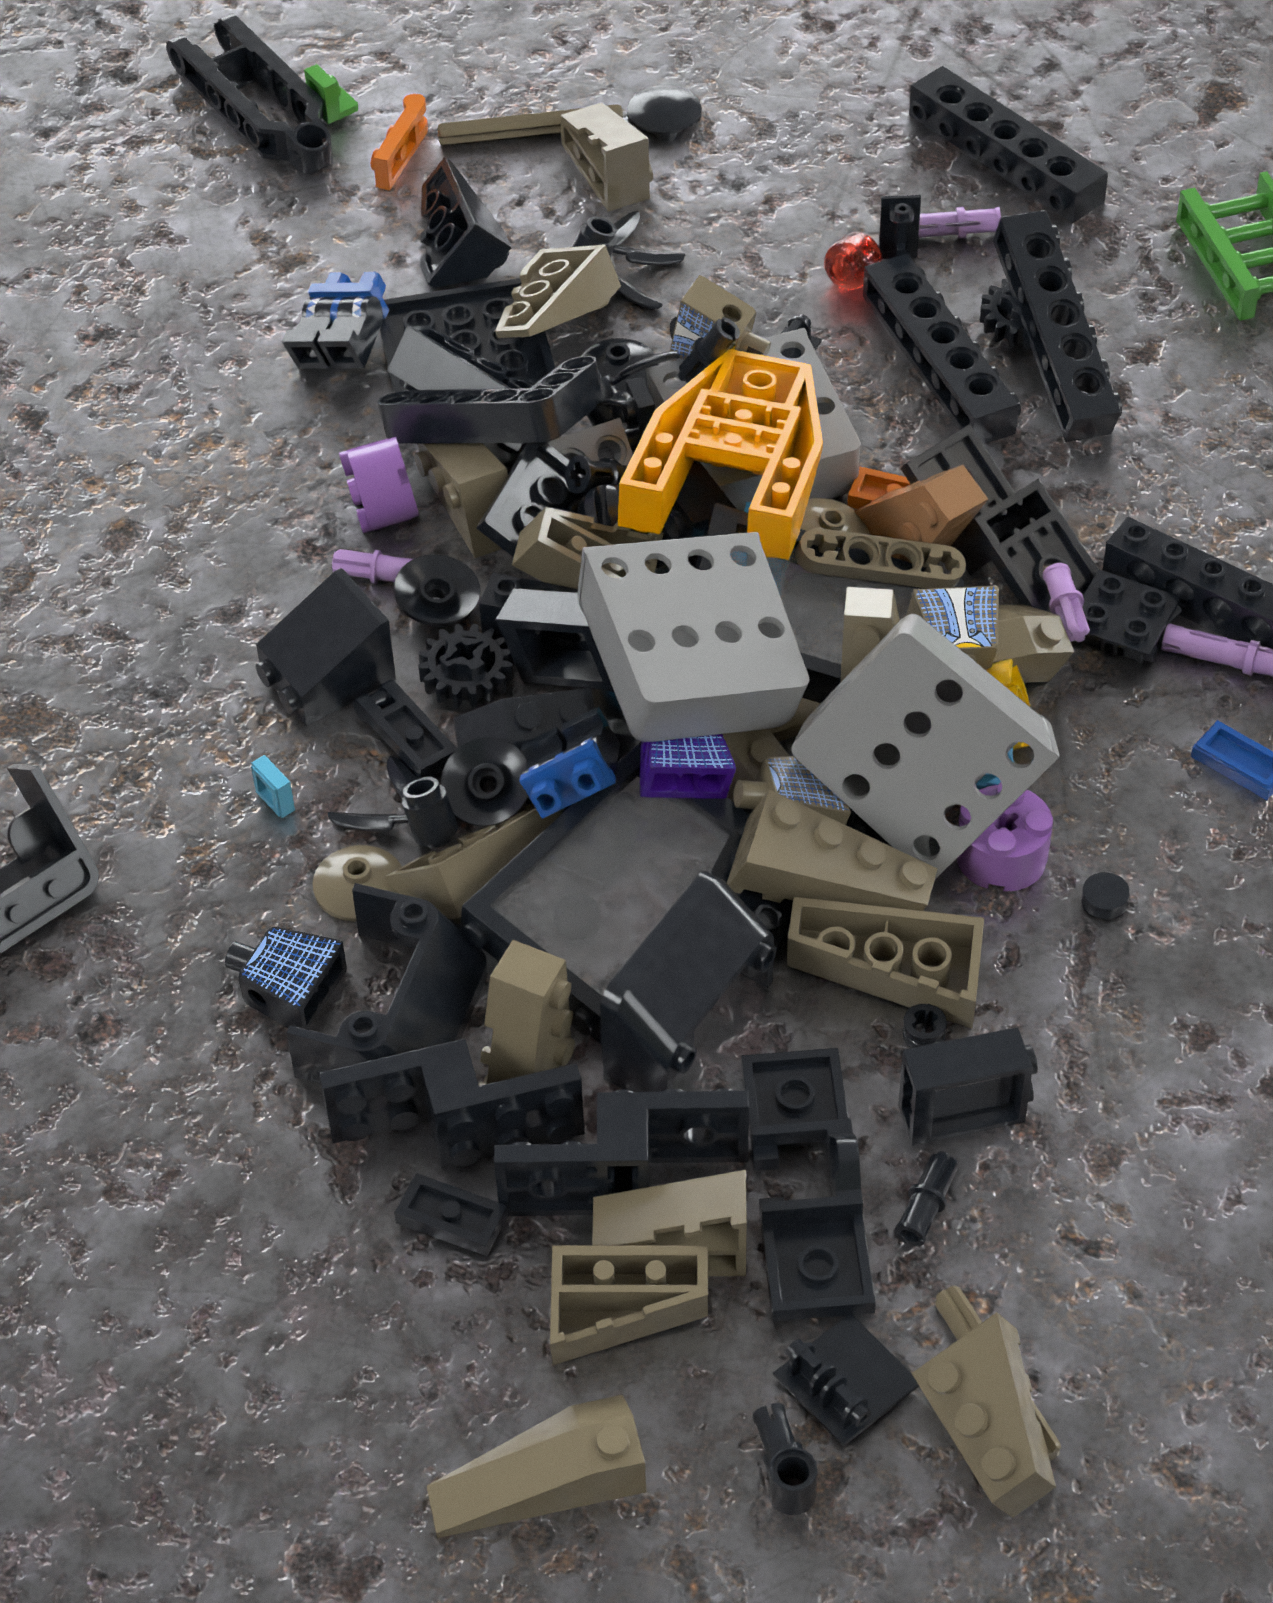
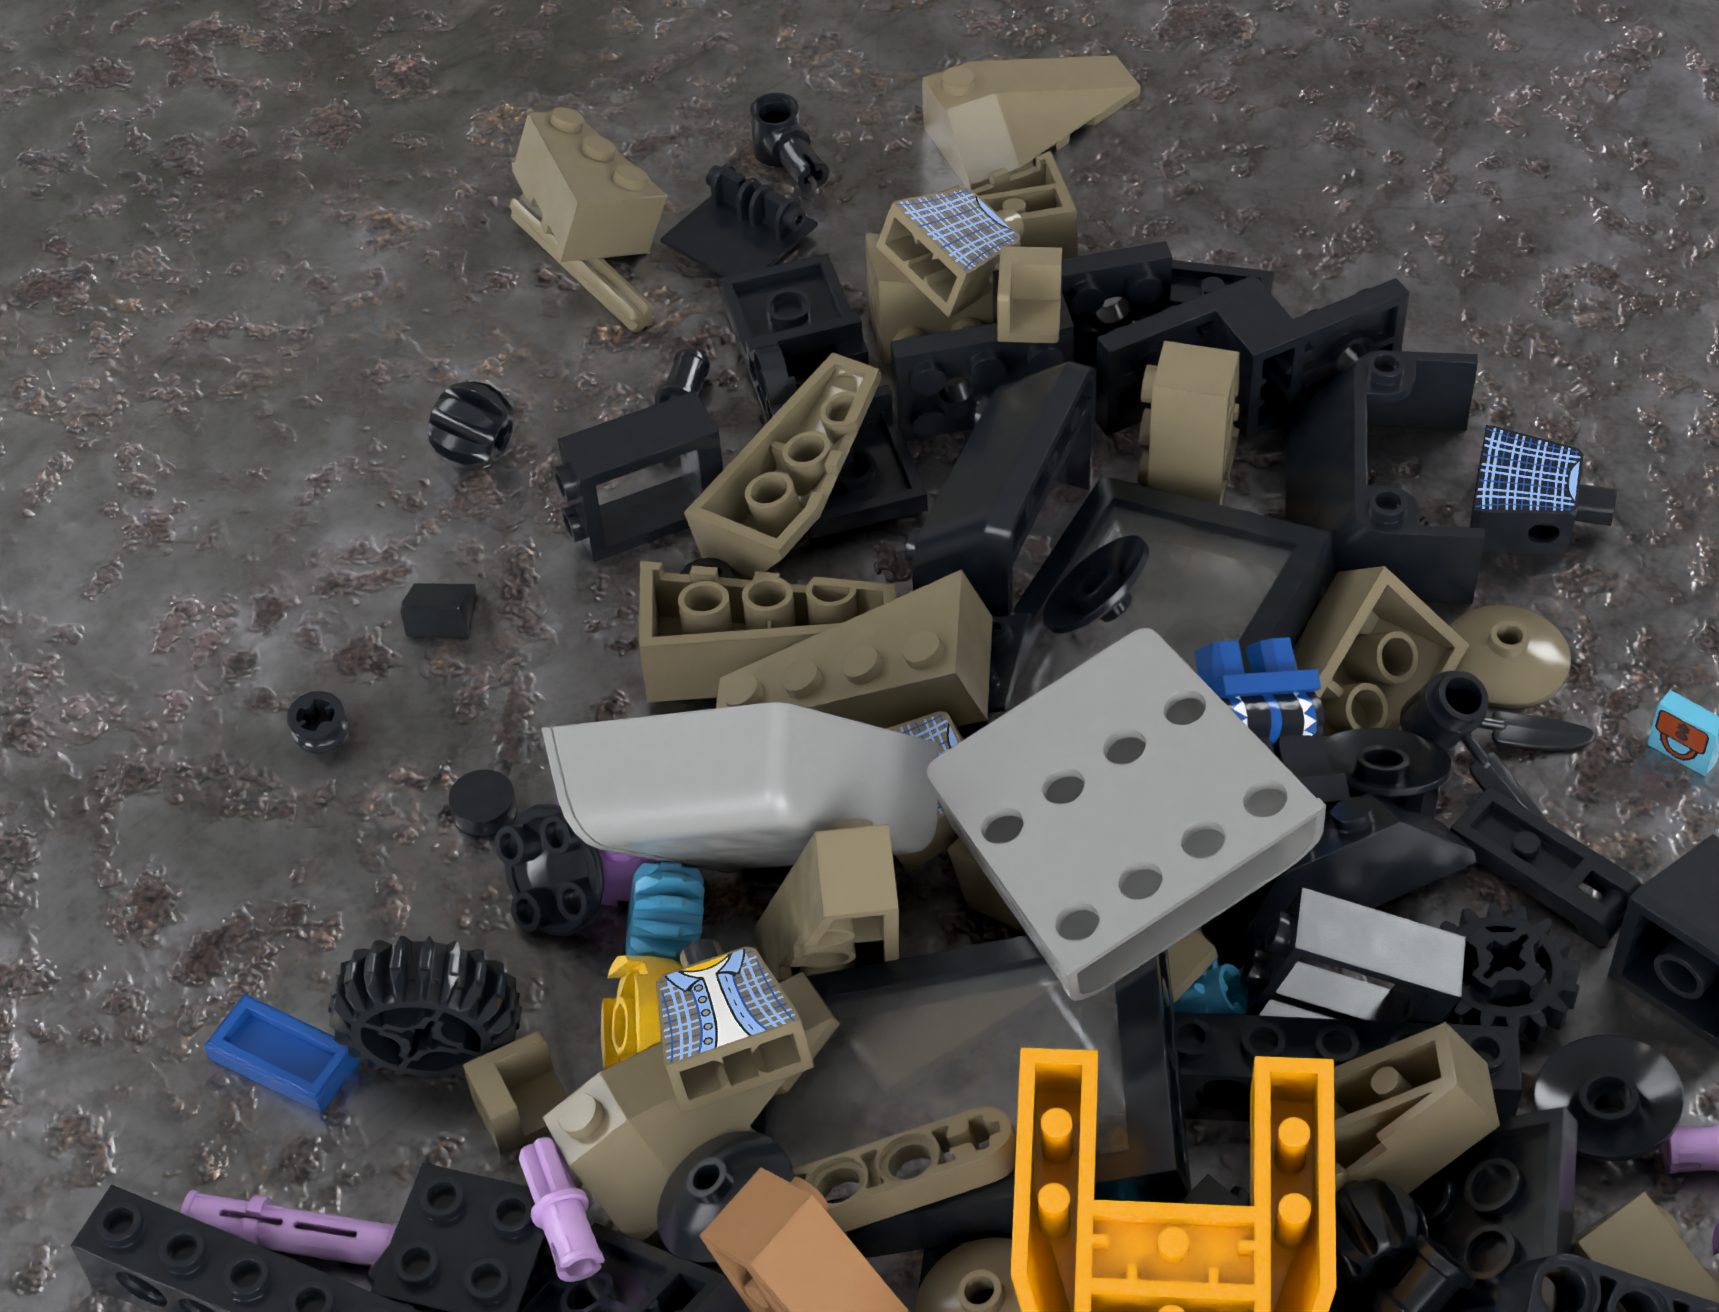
camera: 170 degrees right, 0 degrees up
(629, 1103) = (1029, 294): none -> dark tan panel
(658, 883) = (1097, 586): none -> black dish
(671, 1189) = (949, 244): none -> dark tan torso
(847, 1051) = (785, 472): none -> dark tan wedge
(967, 563) = (707, 1183): none -> black dish
(1065, 815) = (550, 872): none -> black dish
(1092, 706) = (515, 1090): none -> dark tan panel
(1104, 1188) = (471, 425): none -> black piece
(1135, 1047) = (438, 610): none -> black slope
(1146, 726) = (423, 1006): none -> black gear
(1227, 988) = (307, 711): none -> black bush

